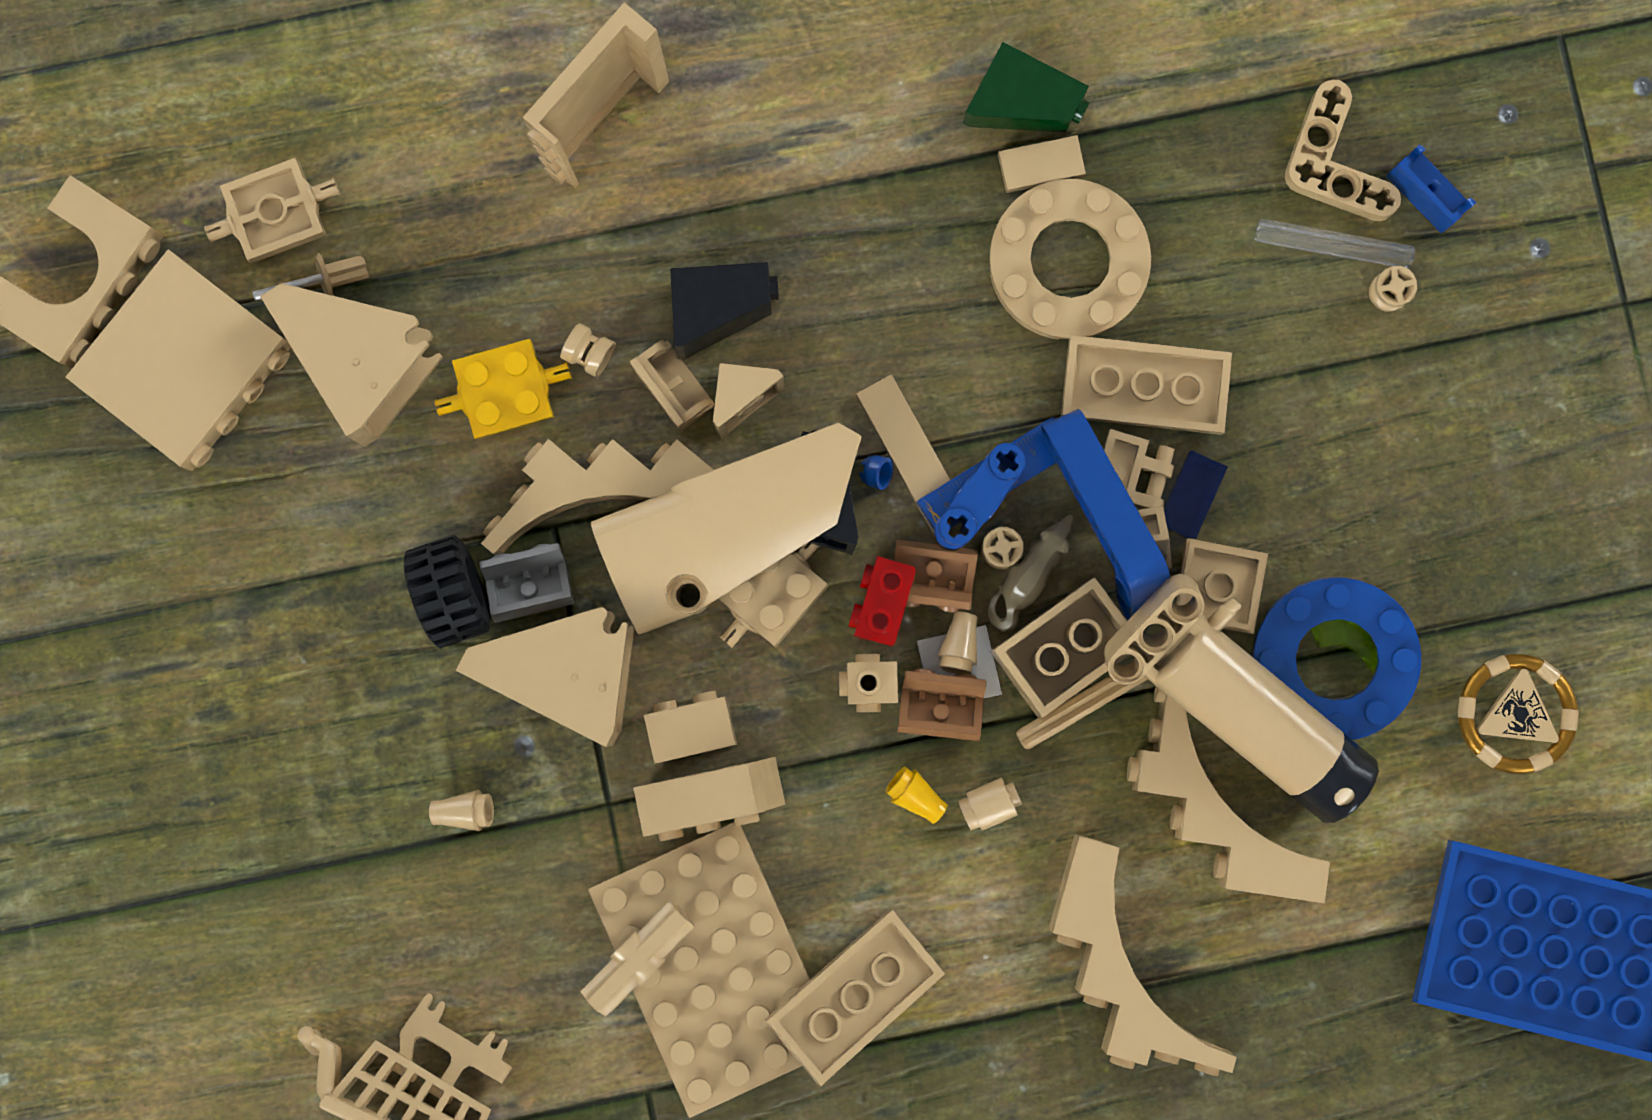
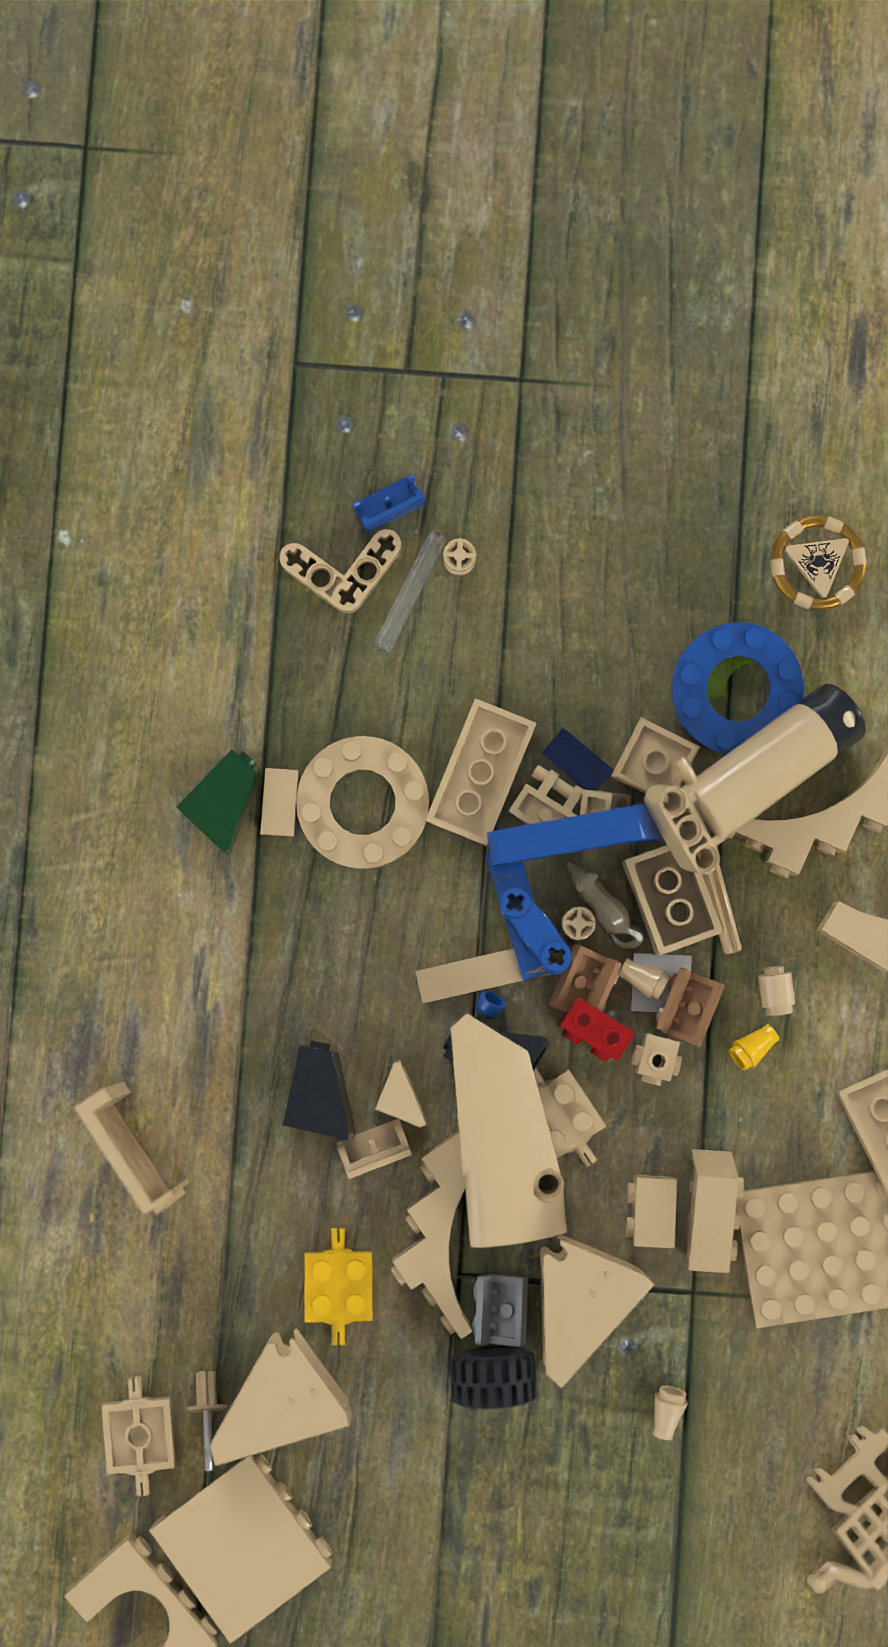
camera: 75 degrees left, 0 degrees up
(587, 350) = (321, 1214): tan wheel -> none
(637, 958) = (823, 1304): tan piece -> none

